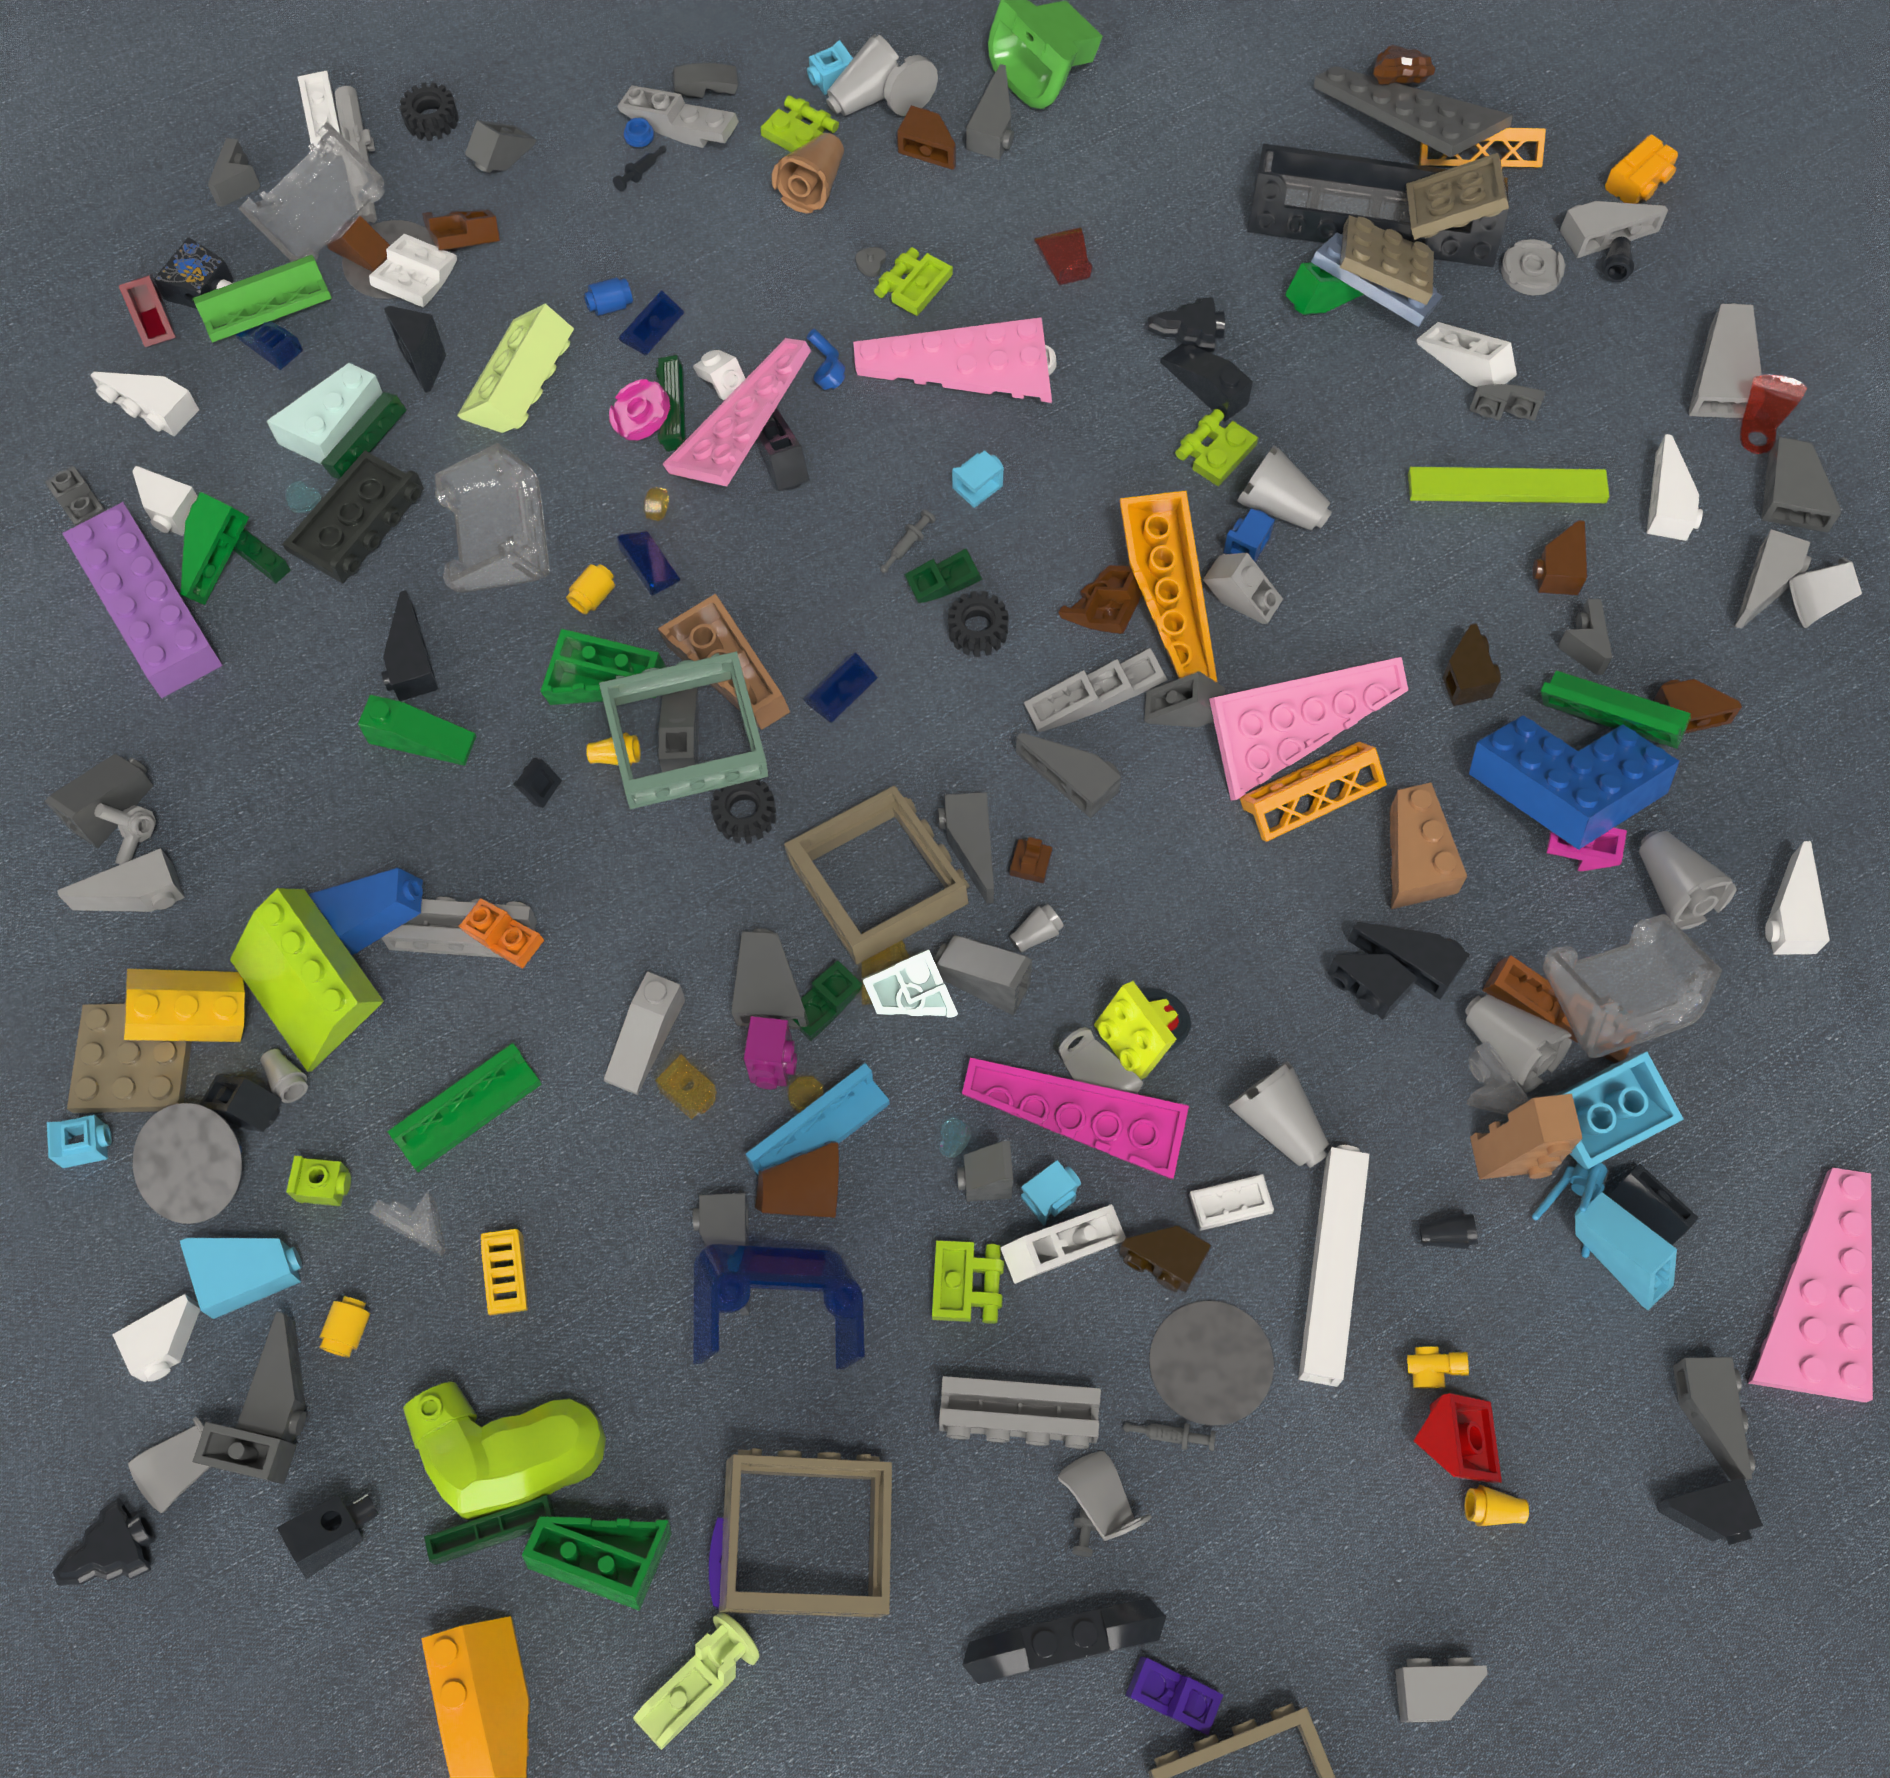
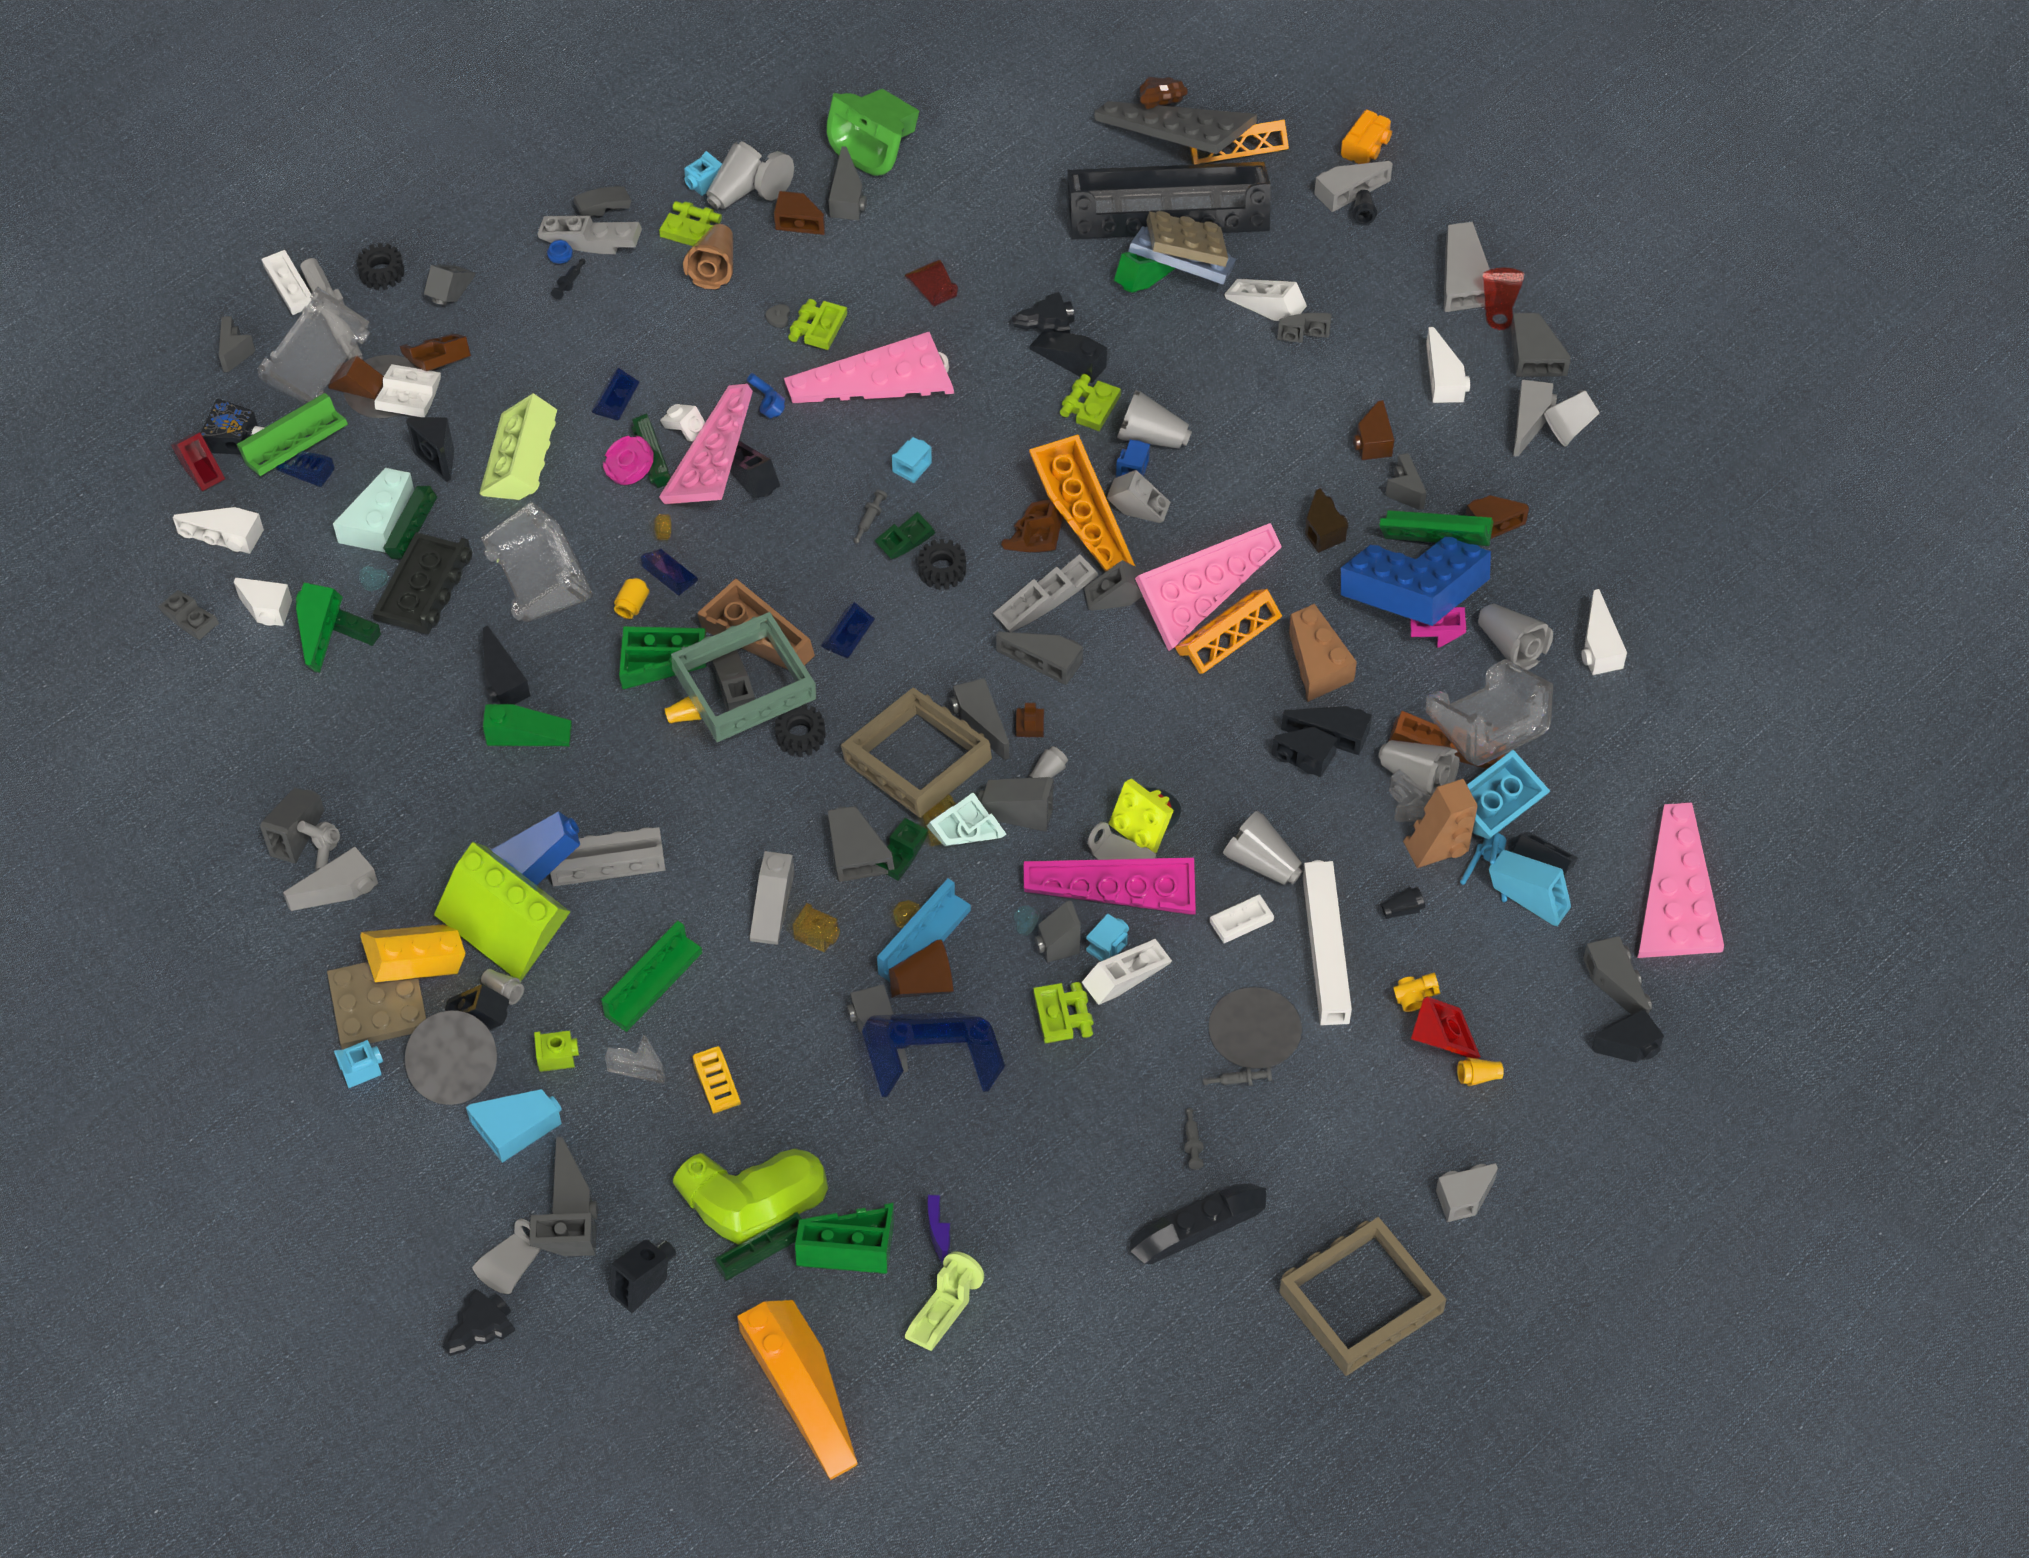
camera: 15 degrees left, 10 degrees down
(142, 600) = (272, 675): medium lavender brick -> none
(158, 1339) = (467, 1180): white slope -> none
(344, 1327) = (608, 1141): yellow brick -> none
(501, 933) = (643, 849): orange slope -> none
(537, 782) = (633, 743): black tile -> none
(608, 296) = (575, 380): blue brick -> none
(769, 1052) = (874, 887): magenta brick -> none
(825, 1465) = (1006, 1233): dark tan window -> none
(1019, 1410) = (1125, 1084): light grey brick -> none
(1101, 1494) = (1200, 1125): light grey piece -> none
(1168, 1254) = (1204, 961): dark brown slope -> none
(1174, 1695) = (1284, 1240): dark purple slope -> none
(1457, 196) = (1228, 182): dark tan plate -> none
(1508, 485) = (1319, 387): lime tile -> none
(1532, 267) = (1300, 225): light grey tile -> none

